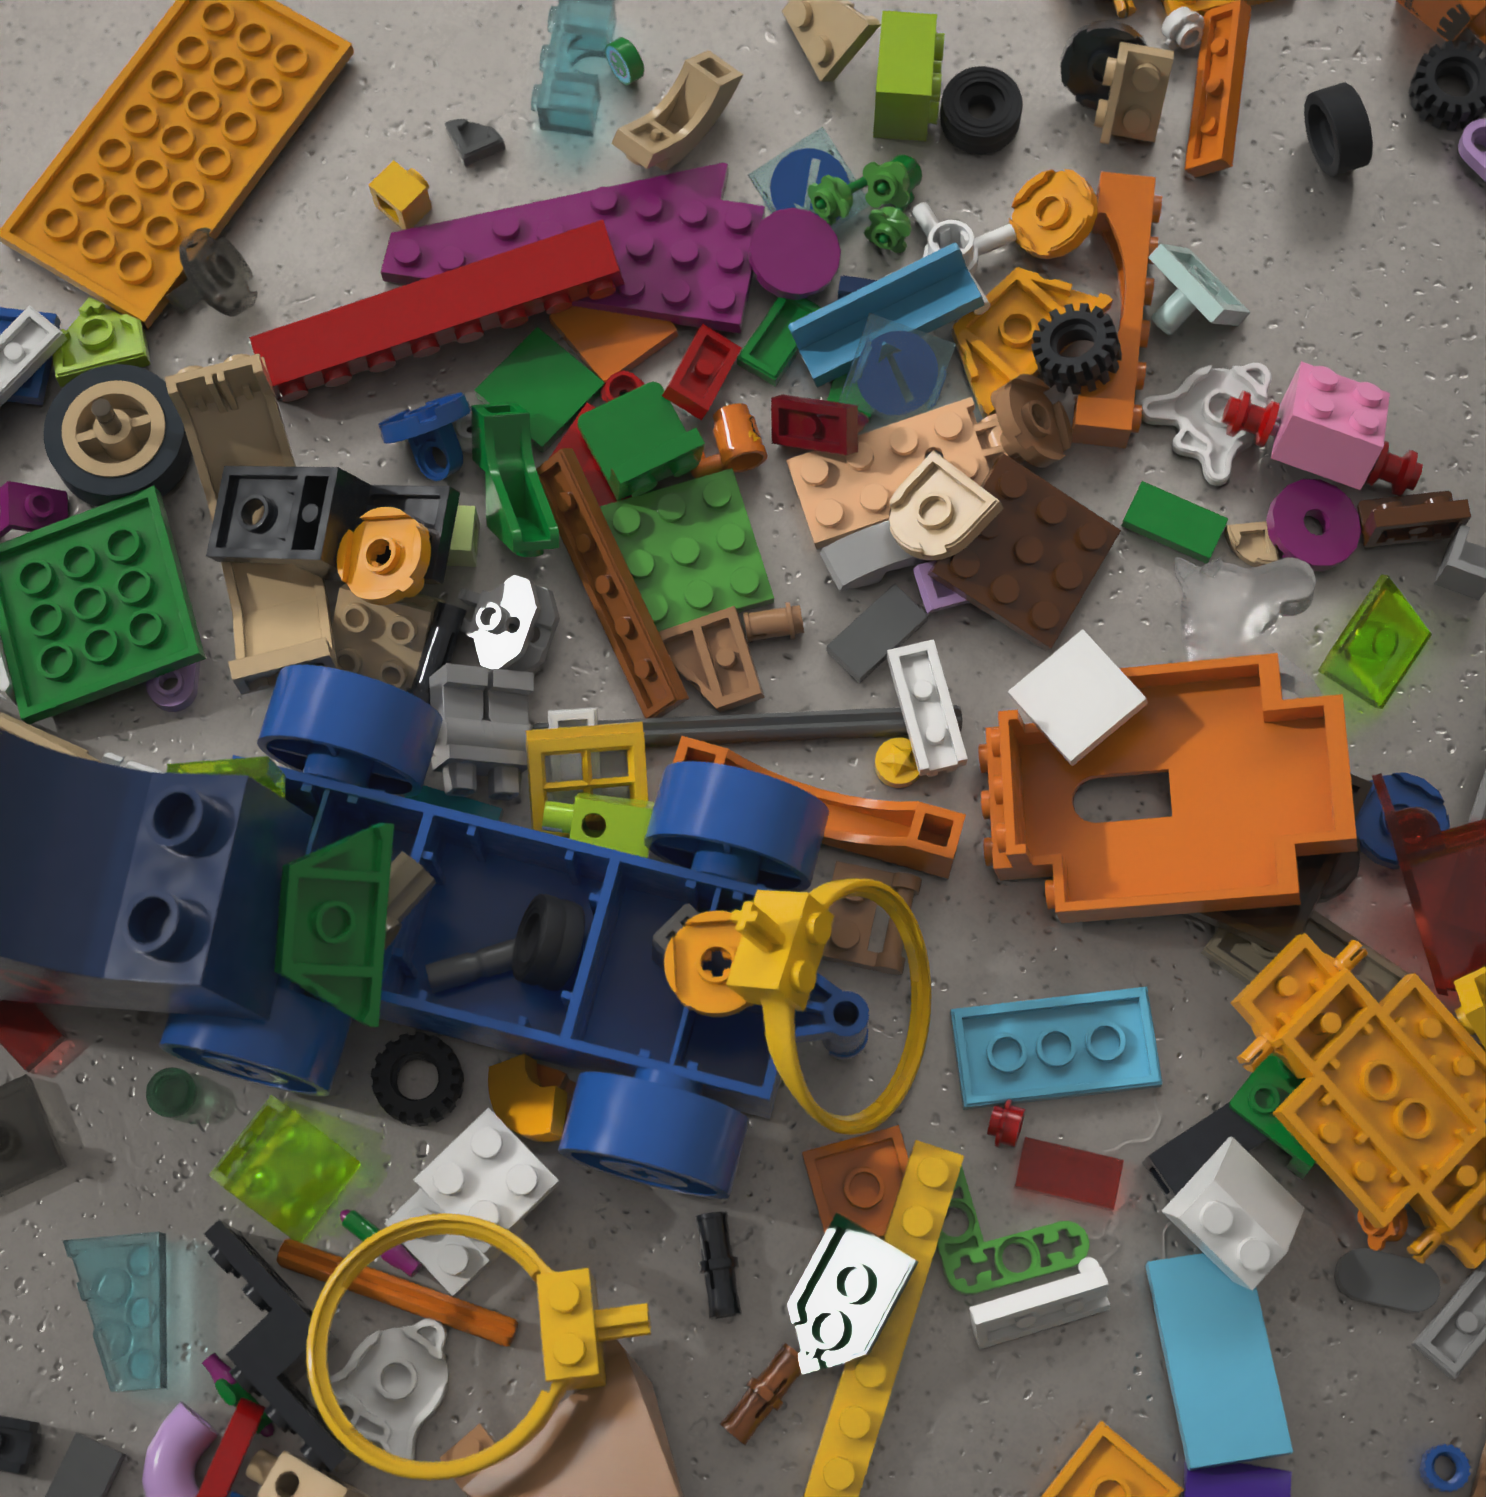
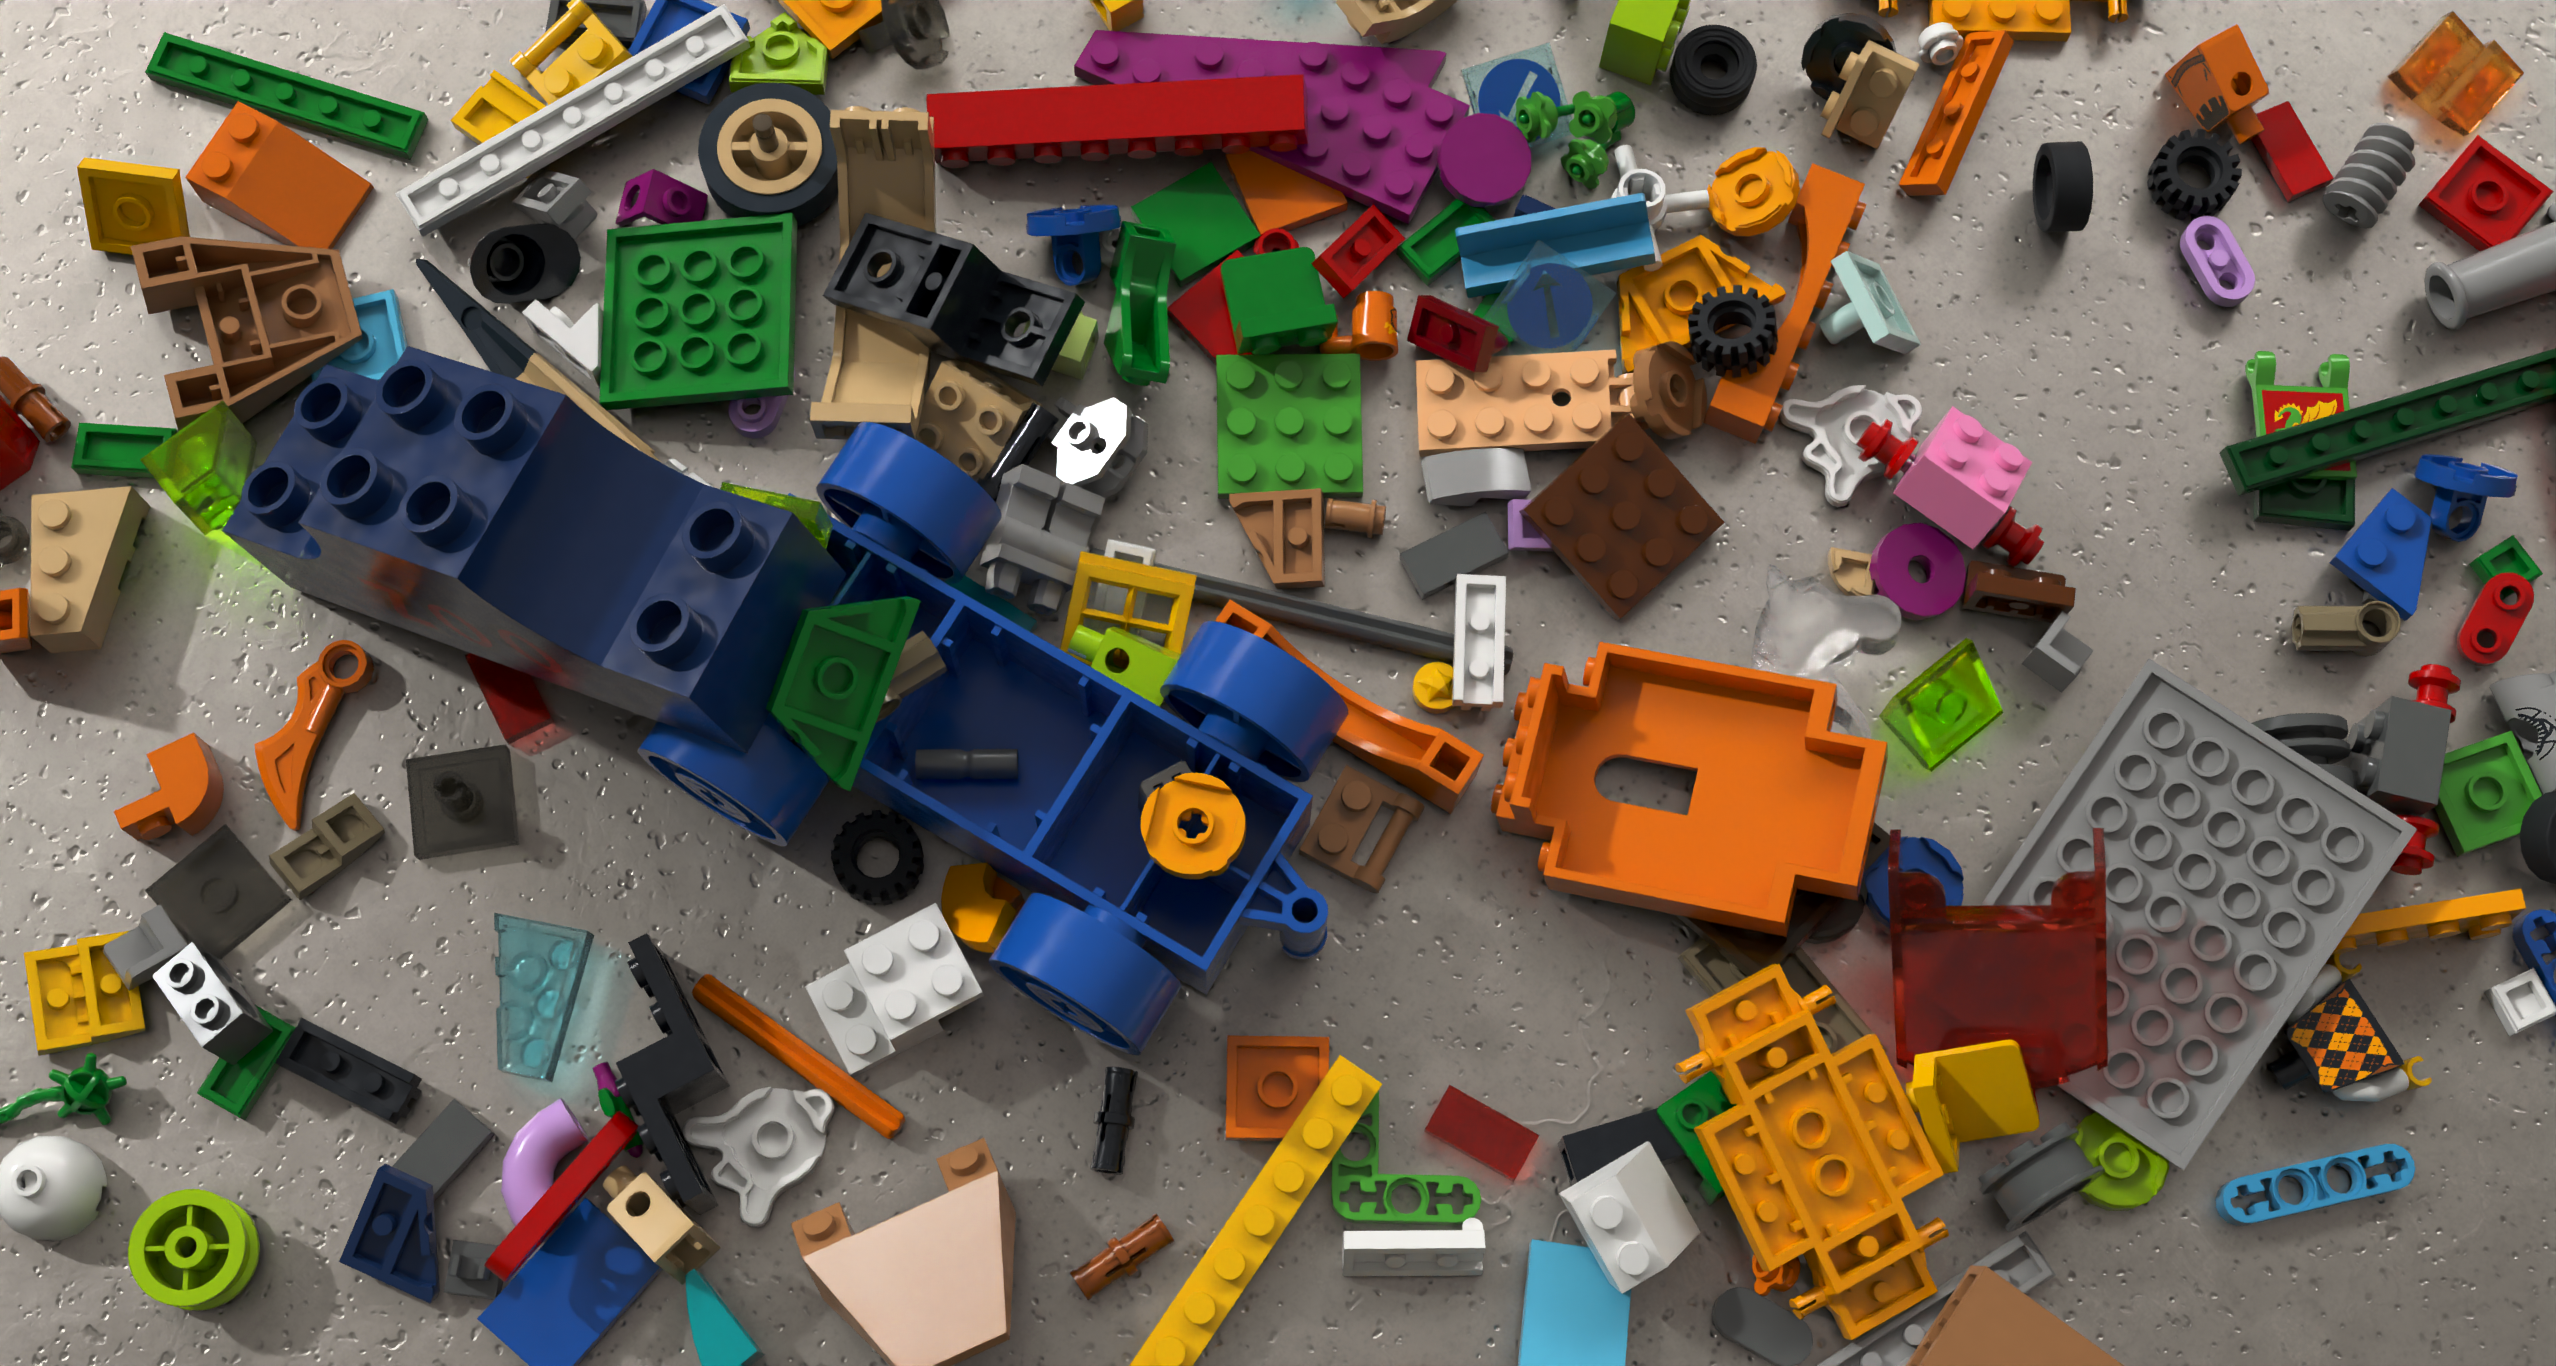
camera: 10 degrees right, 0 degrees up
(171, 1092) = (638, 802): clear green plate -> none
(285, 1169) = (726, 907): clear neon green bracket -> none
(362, 1228) = (802, 1013): piece -> none
(407, 564) = (1010, 360): light orange plate -> none
(548, 942) = (1039, 760): black tyre -> none
(569, 1330) = (949, 1137): yellow brick -> none
(610, 586) = (1206, 435): dark orange tile -> none
(779, 968) = (1248, 845): yellow brick -> none
(846, 1295) = (1228, 1183): tile -> none
(939, 510) = (1548, 452): tan tile -> none
(1006, 1124) = (1435, 1067): red plate -> none
(1055, 1048) = (1506, 1008): medium azure tile -> none
(1077, 697) = (1628, 672): white tile -> none
(1174, 522) = (1781, 529): green tile -> none

